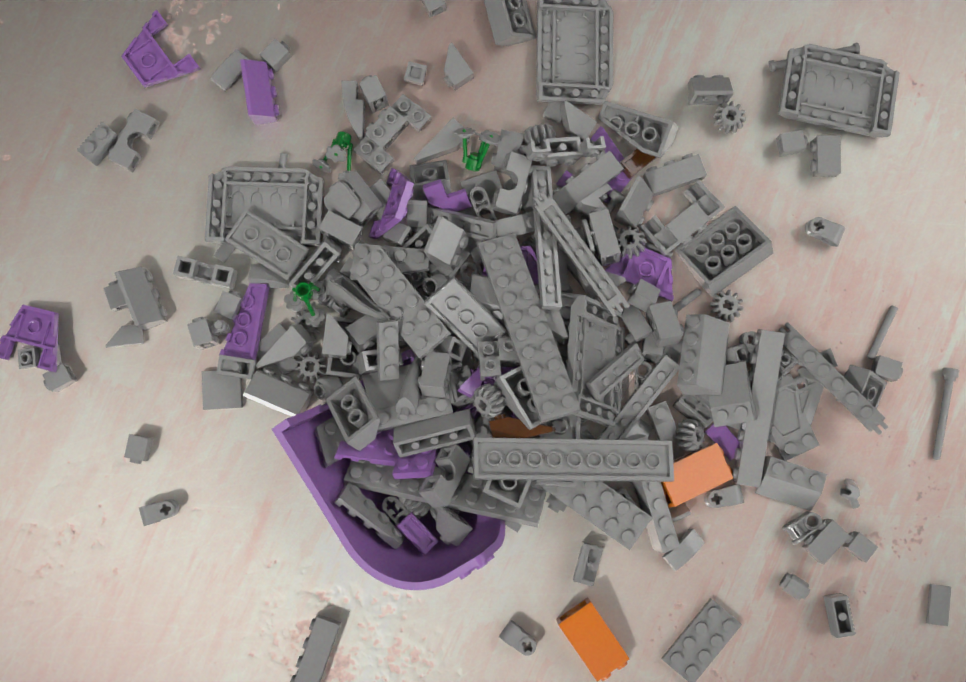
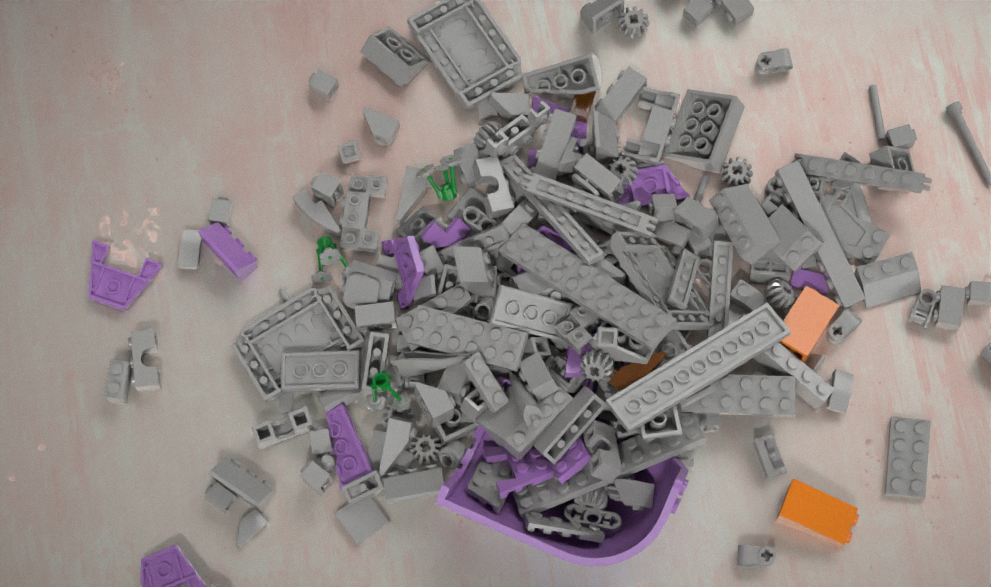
camera: 30 degrees left, 10 degrees down
(354, 414) = (493, 451): light grey slope -> none
(417, 533) = (611, 519): medium lavender tile -> none
(511, 384) = (607, 337): none -> light grey slope
(794, 586) = (951, 360): light grey brick -> none
(852, 492) = (944, 255): light grey piece -> none

